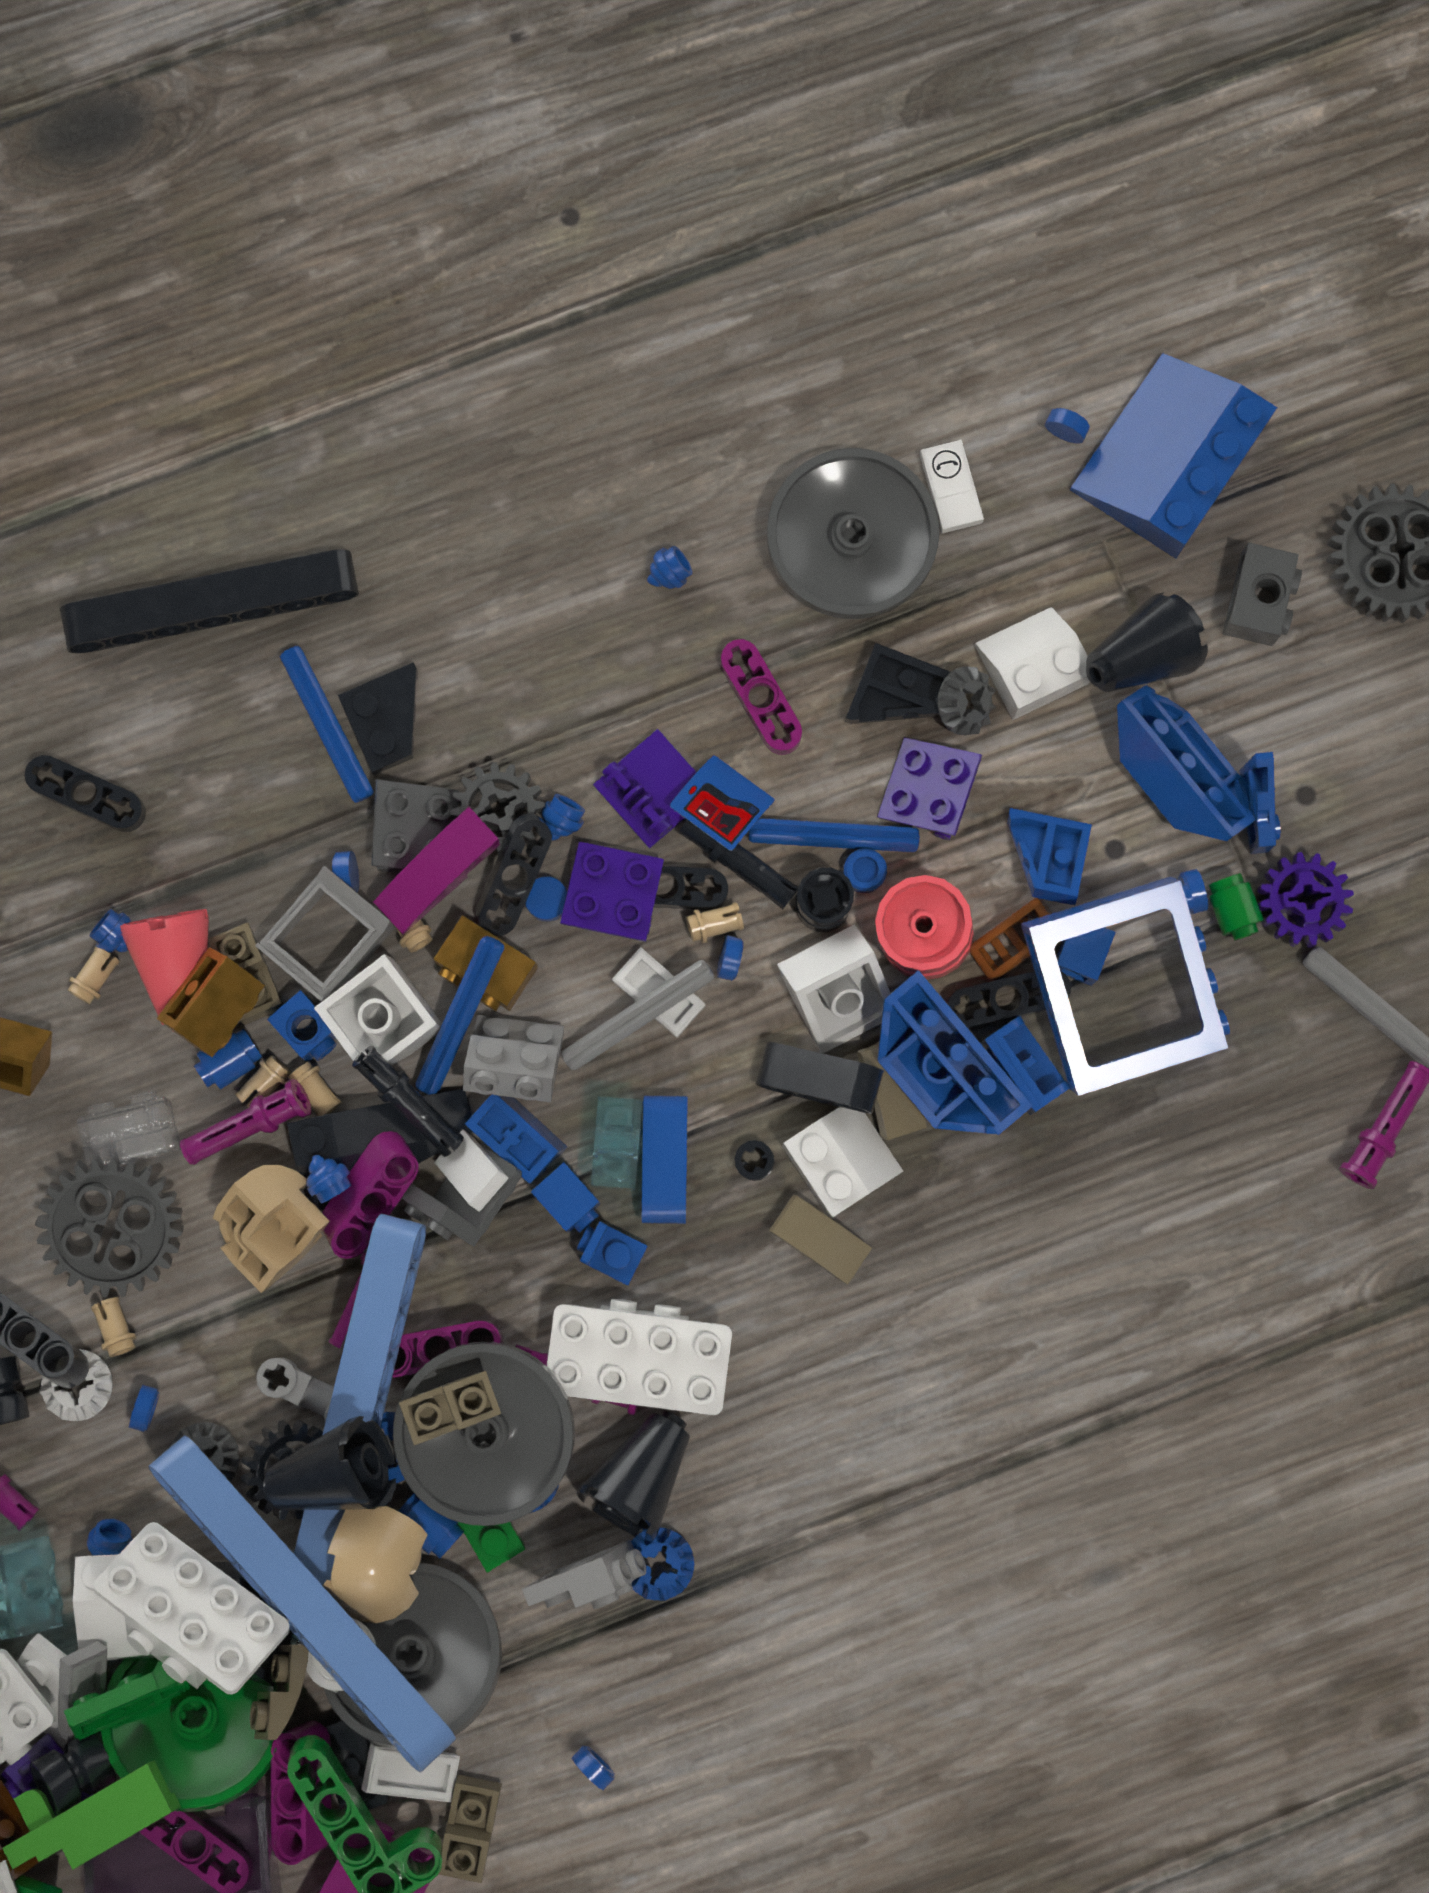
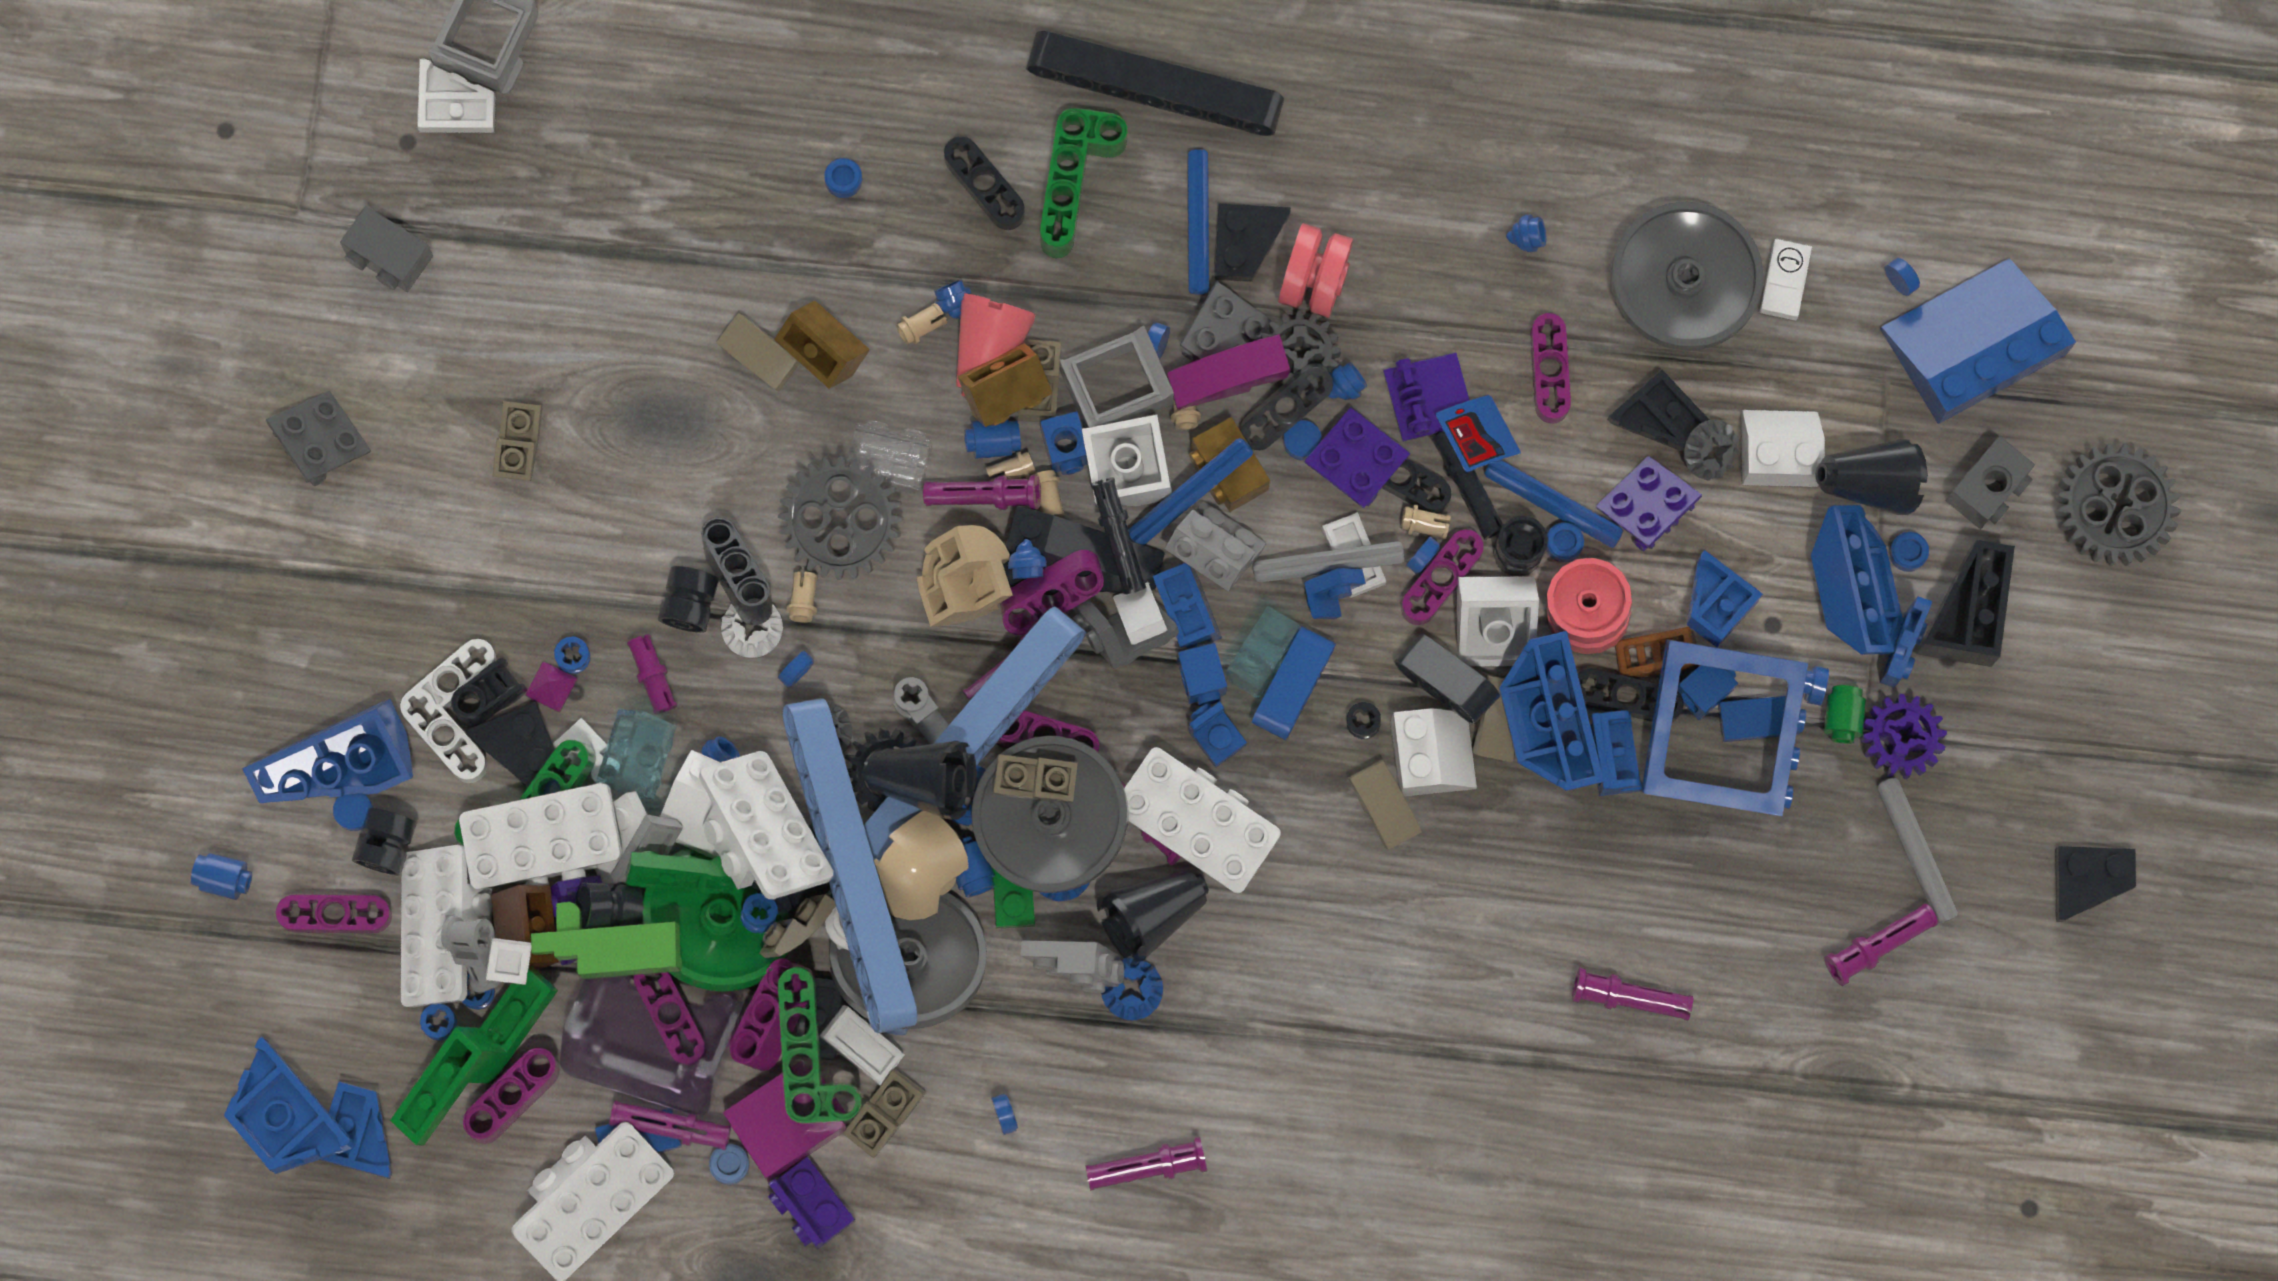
camera: 25 degrees right, 5 degrees down
(176, 748) = (1071, 182): none -> green beam
(236, 1710) = (760, 901): none -> blue bush
(471, 718) = (1318, 271): none -> coral wheel
(650, 1047) = (1328, 588): none -> blue bracket
(723, 1780) = (1165, 1161): none -> magenta pin
(755, 936) = (1451, 549): none -> magenta beam
(1145, 957) = (1751, 718): none -> blue tile
(1148, 1314) = (1614, 992): none -> magenta pin
(1213, 705) = (1909, 551): none -> blue tile
(1310, 731) = (1974, 608): none -> black wedge

